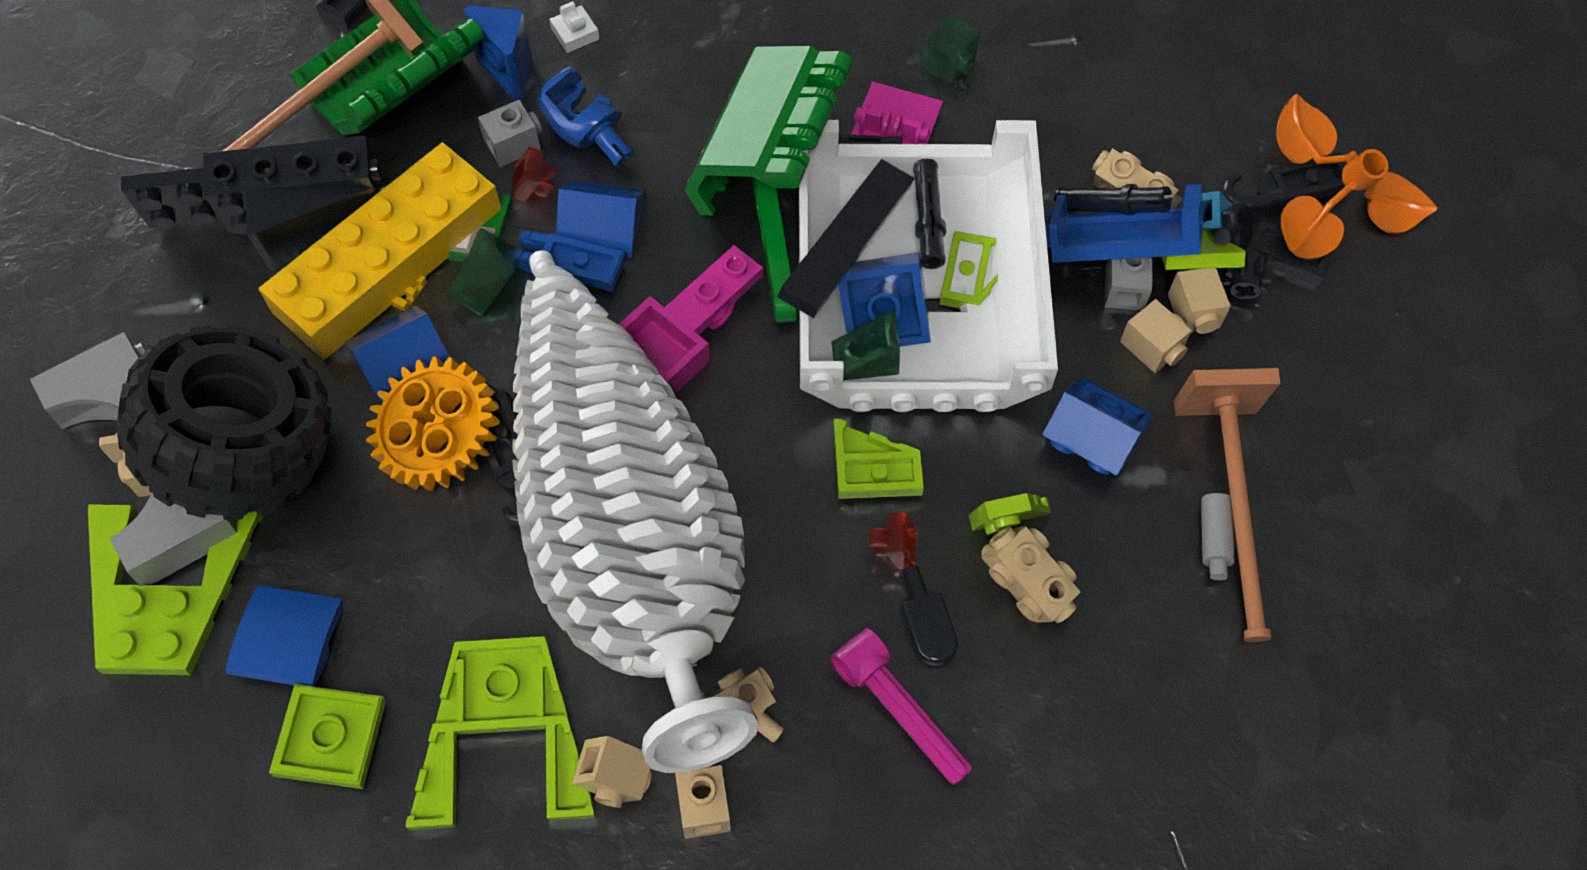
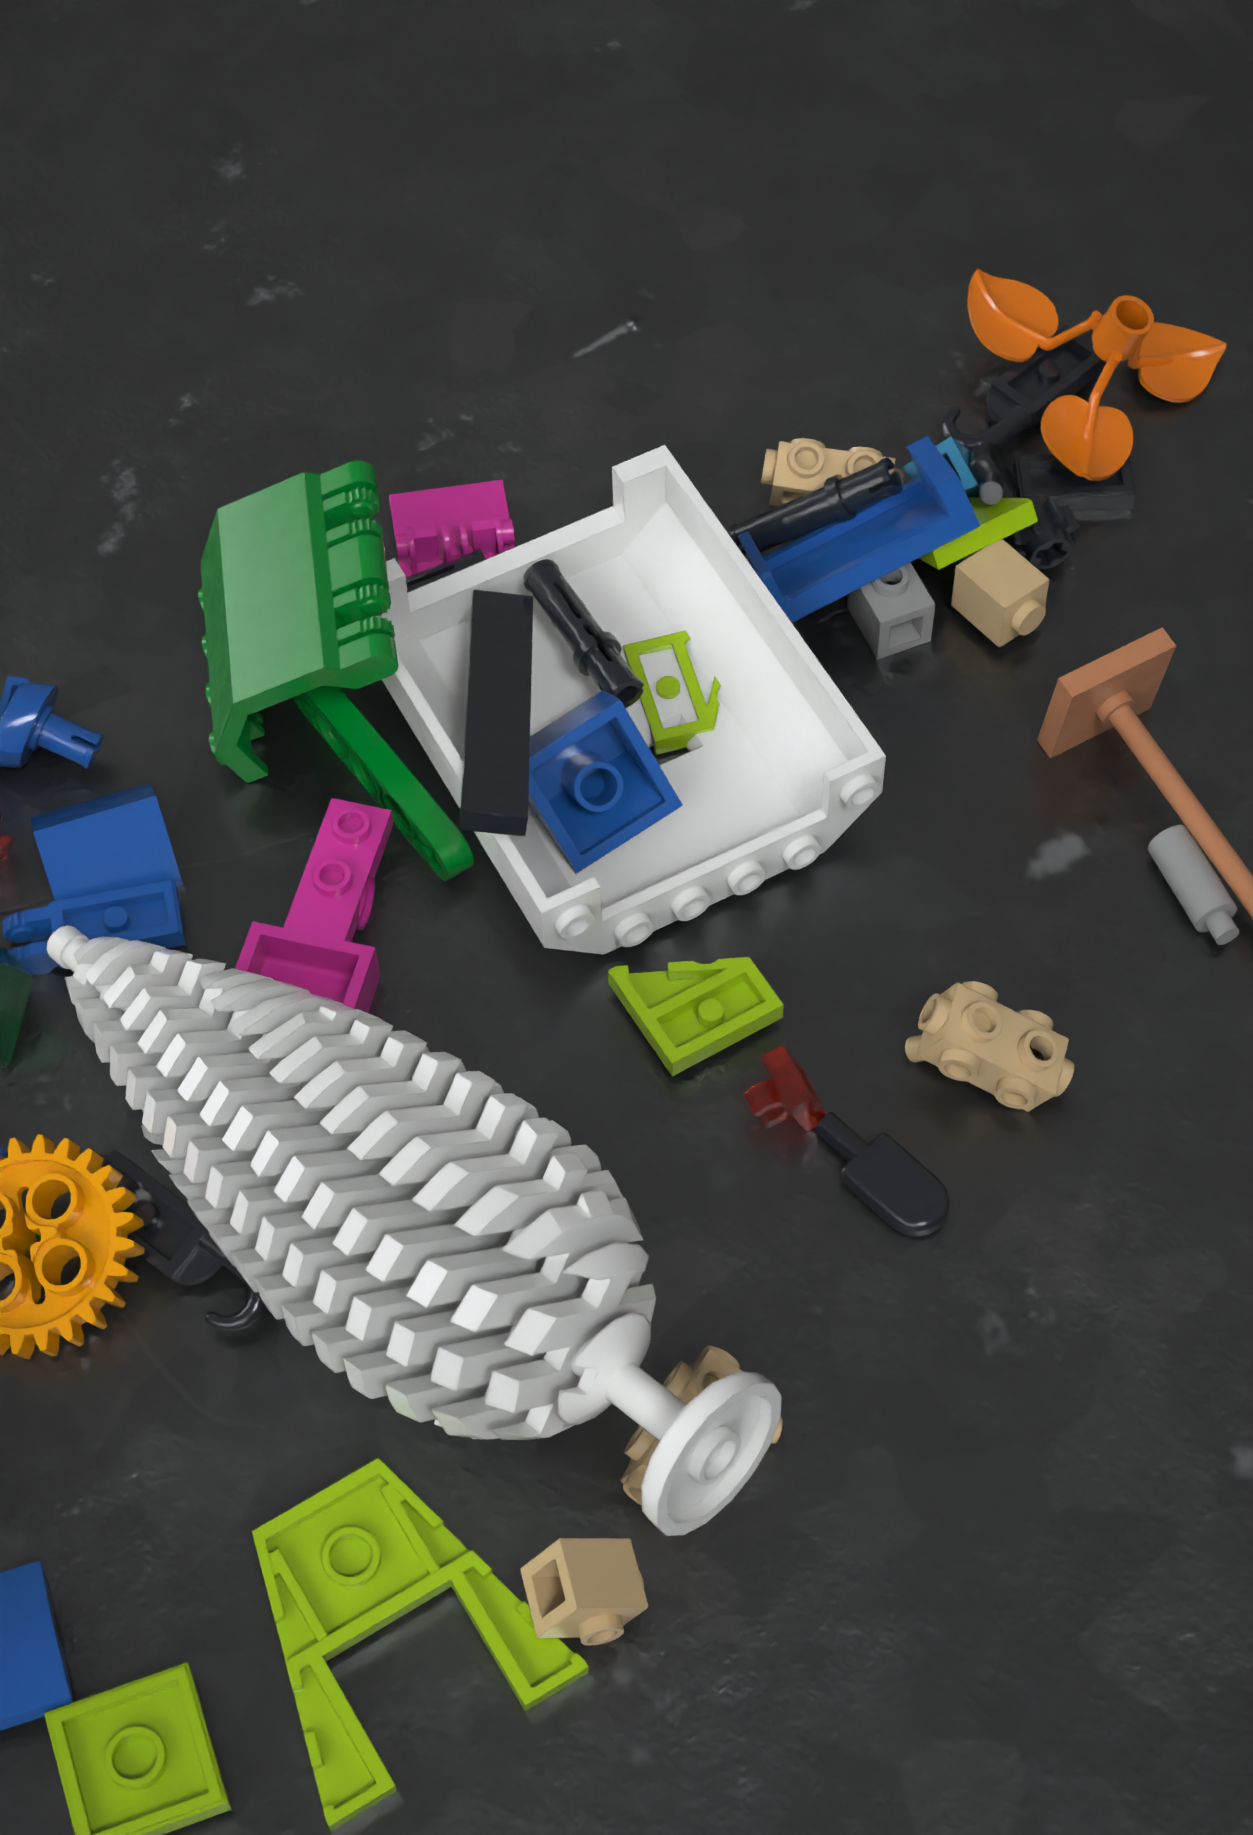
camera: 25 degrees left, 5 degrees down
(703, 802) = (731, 1568): tan brick -> none
(864, 663) = (838, 1273): dark pink axle -> none
(869, 349) = (614, 844): clear green slope -> none
(951, 49) = (475, 405): clear green brick -> none
(1008, 511) = (912, 985): lime wing -> none
(1097, 426) = (965, 817): slope -> none
(1156, 336) = (971, 665): tan brick -> none

